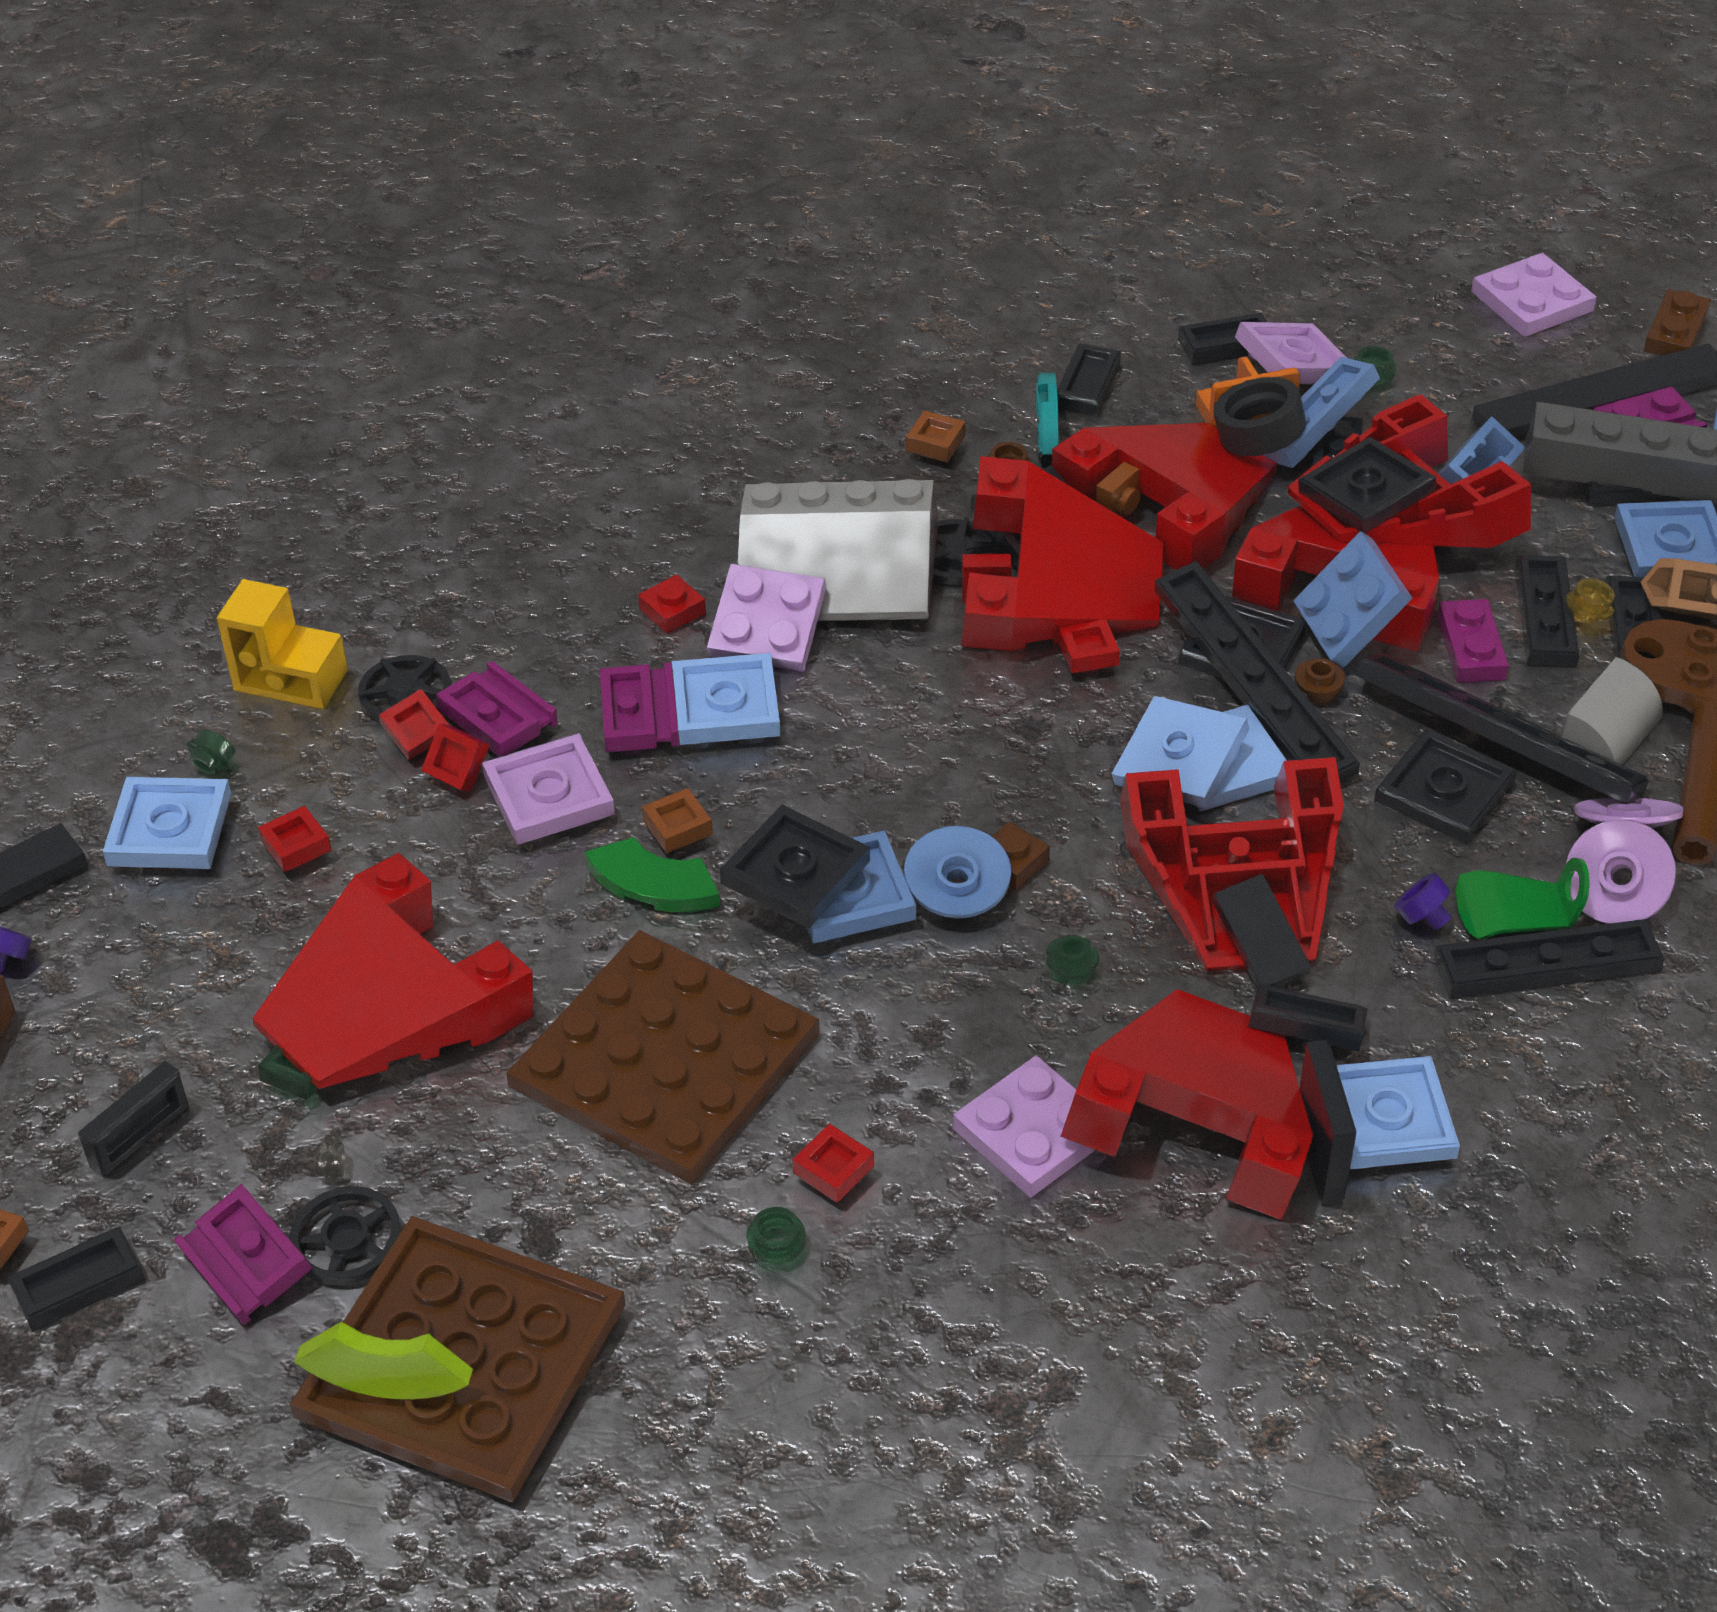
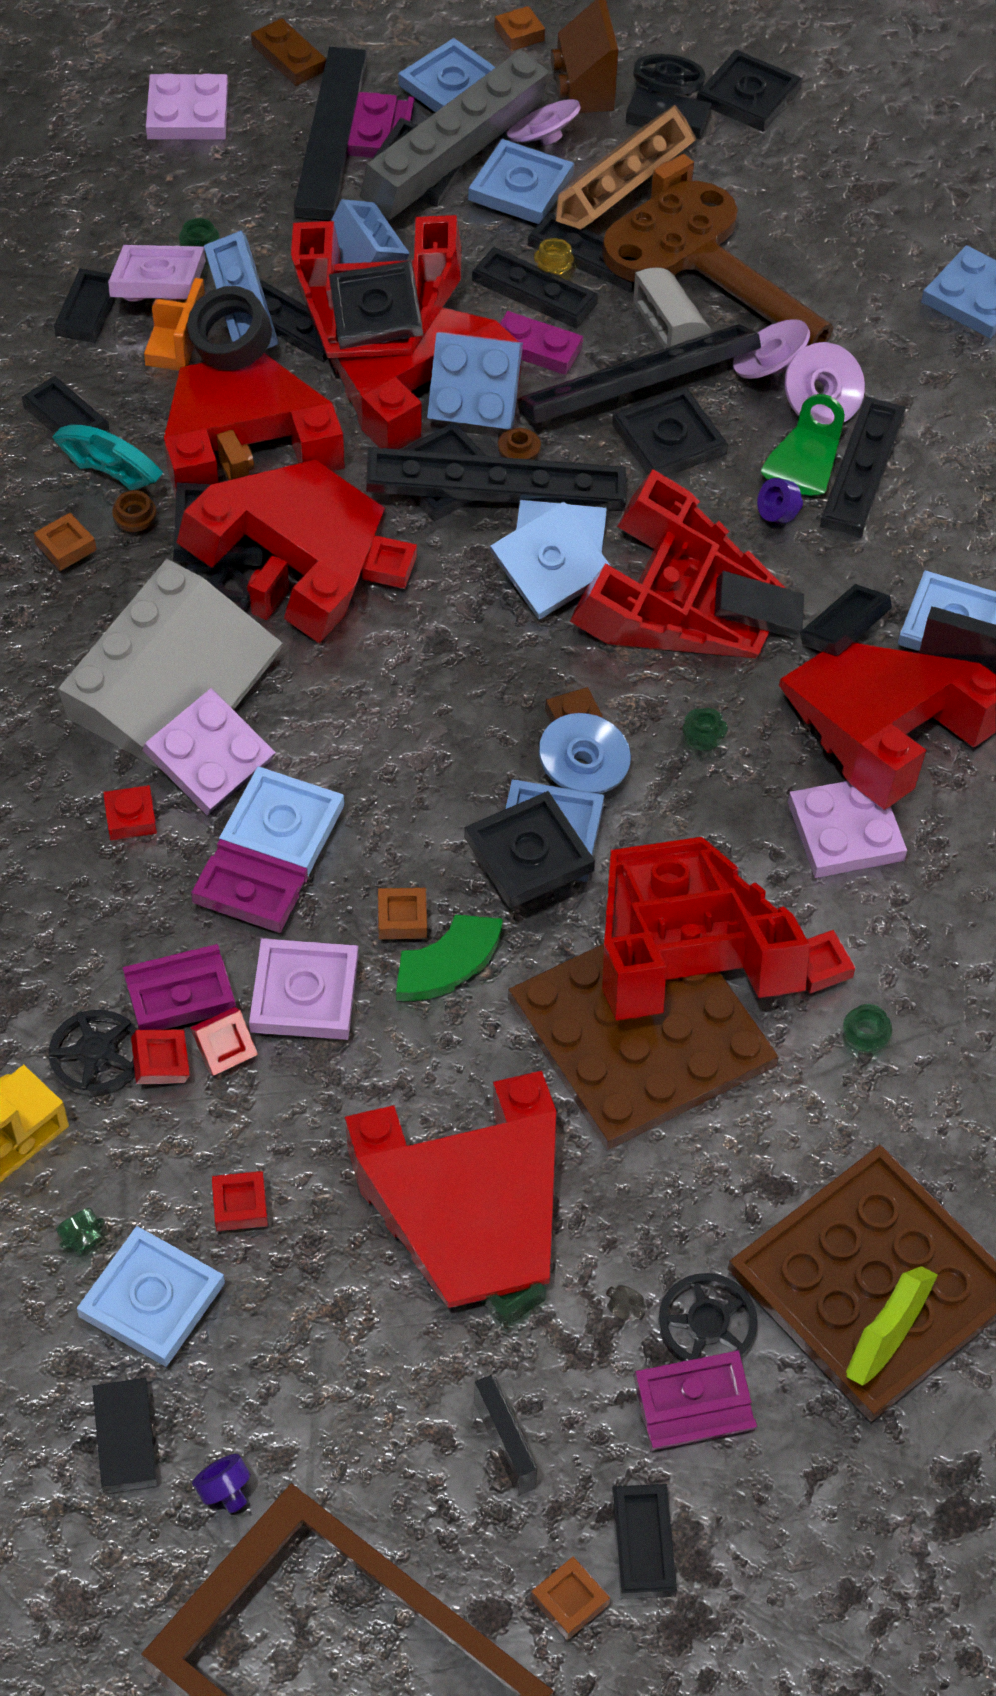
camera: 65 degrees left, 10 degrees up
(790, 1010) = (687, 914): none -> red wedge

